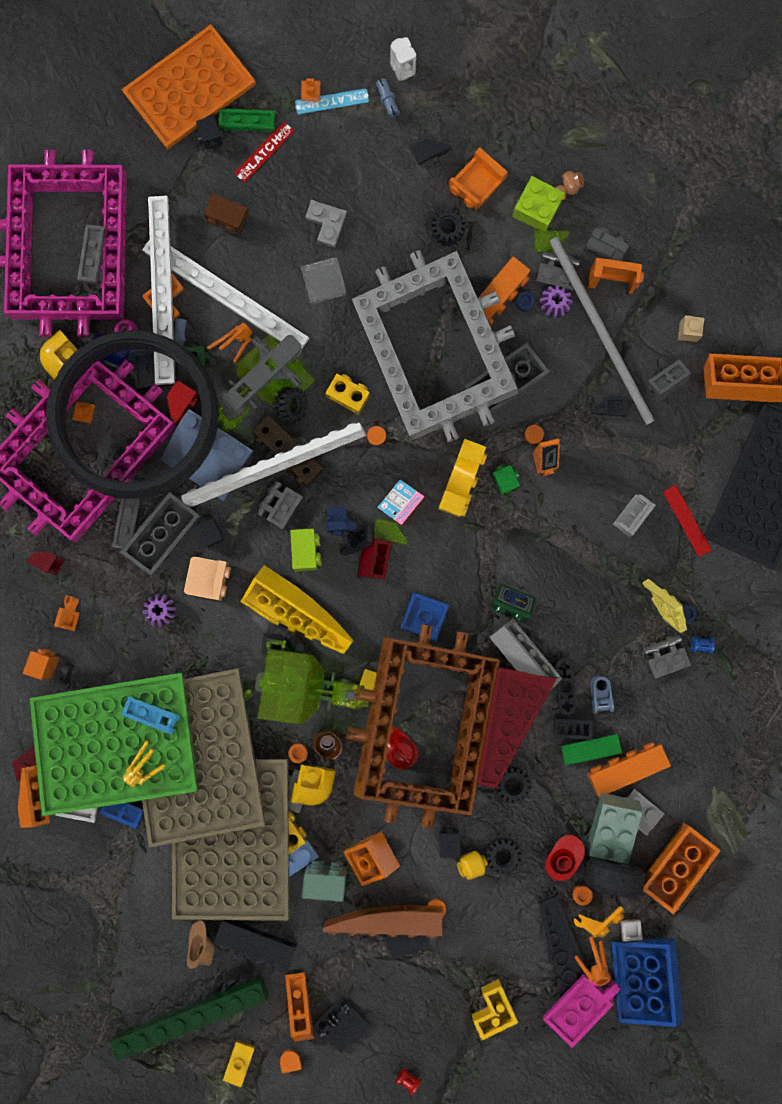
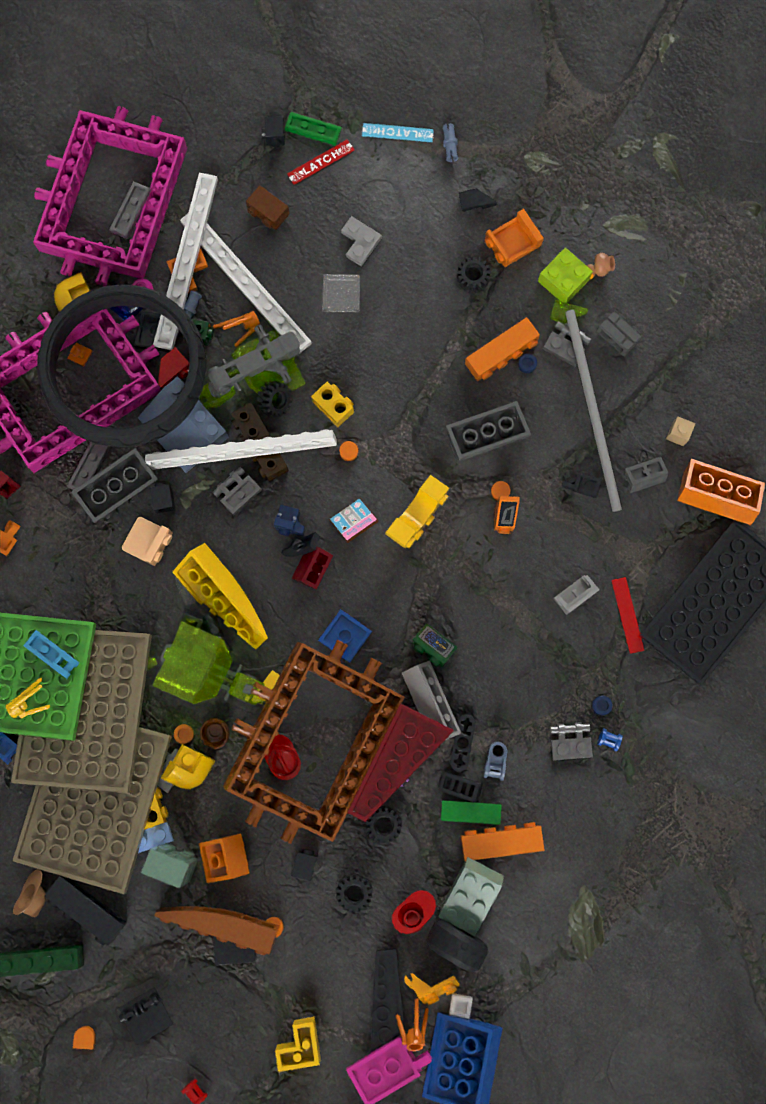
camera: 20 degrees right, 5 degrees down
(161, 602) = (86, 564): medium lavender gear -> none
(188, 86) = (268, 84): orange plate -> none
(239, 1063) = (33, 1025): yellow plate -> none
(299, 1007) = (109, 986): orange slope -> none
(304, 550) = (247, 539): lime brick -> none
(310, 91) = (380, 117): orange tile -> none
(388, 531) = (334, 545): clear neon green tile -> none
(402, 58) = (474, 110): white brick -> none
(472, 865) = (320, 893): yellow head -> none
(487, 341) = (437, 441): light grey brick -> none
(506, 479) = (461, 525): green brick -> none
(562, 299) = (549, 370): medium lavender gear -> none
(582, 895) = (422, 956): orange tile -> none
(616, 271) = (621, 357): orange panel -> none
(650, 815) = (510, 893): light grey plate -> none
(667, 606) = (584, 691): light yellow wing -> none
(679, 867) = (524, 955): orange brick -> none

